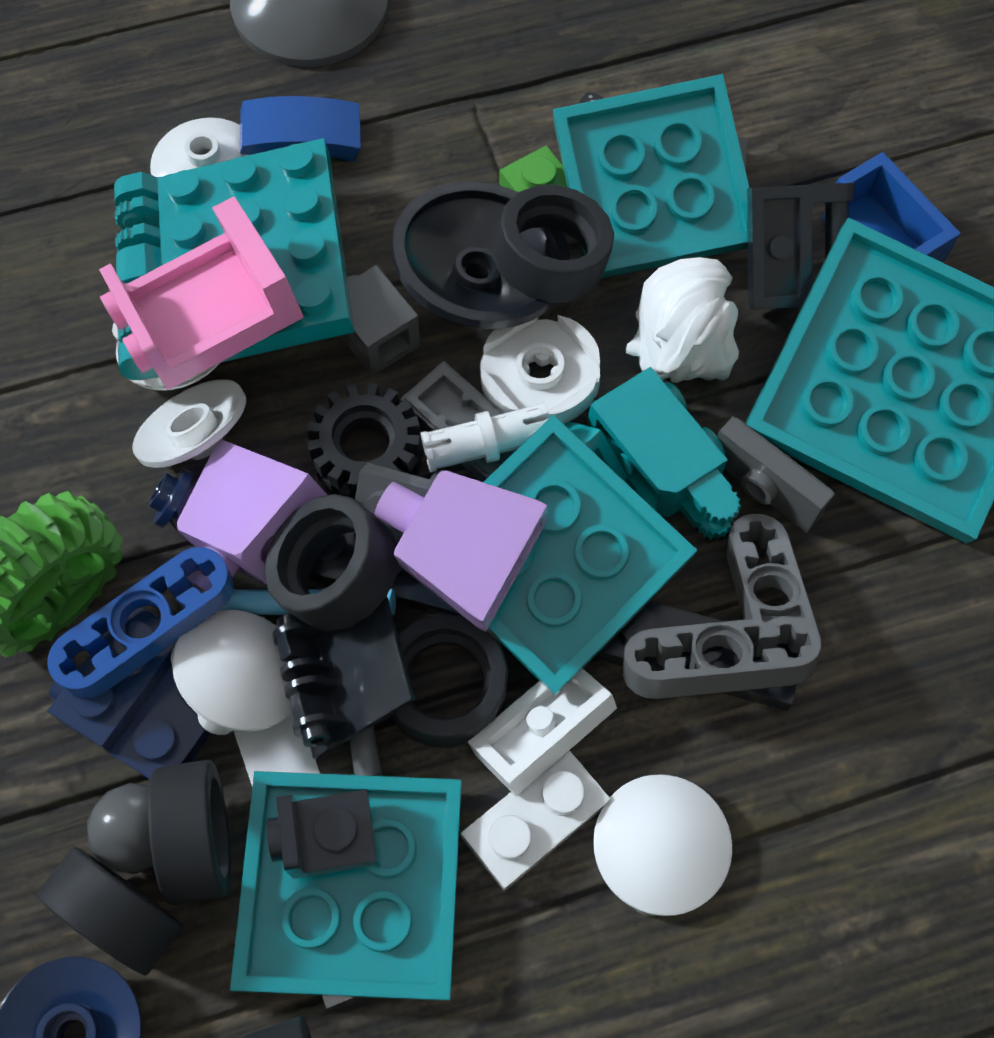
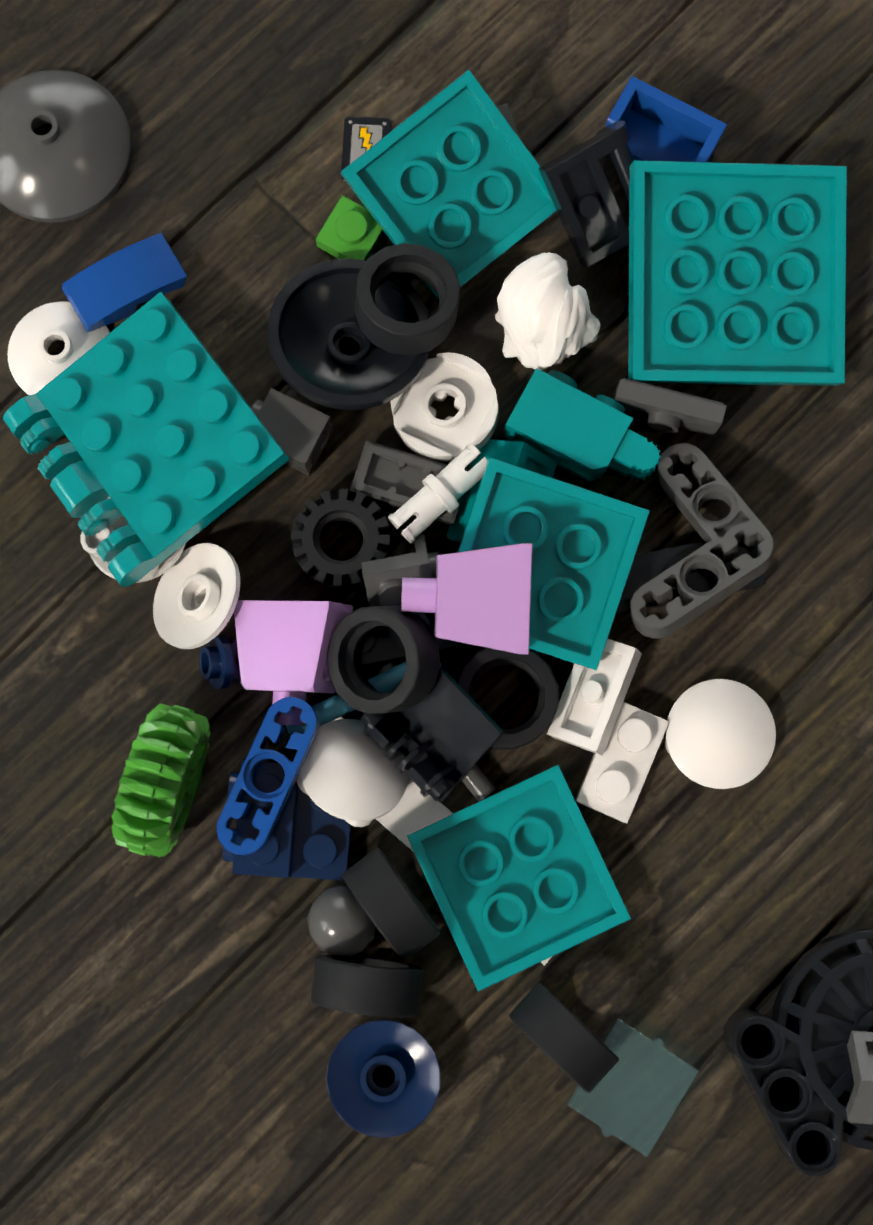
camera: 25 degrees left, 15 degrees up
(203, 302) = (162, 501): bright pink panel -> none
(323, 834) = (486, 855): black bracket -> none

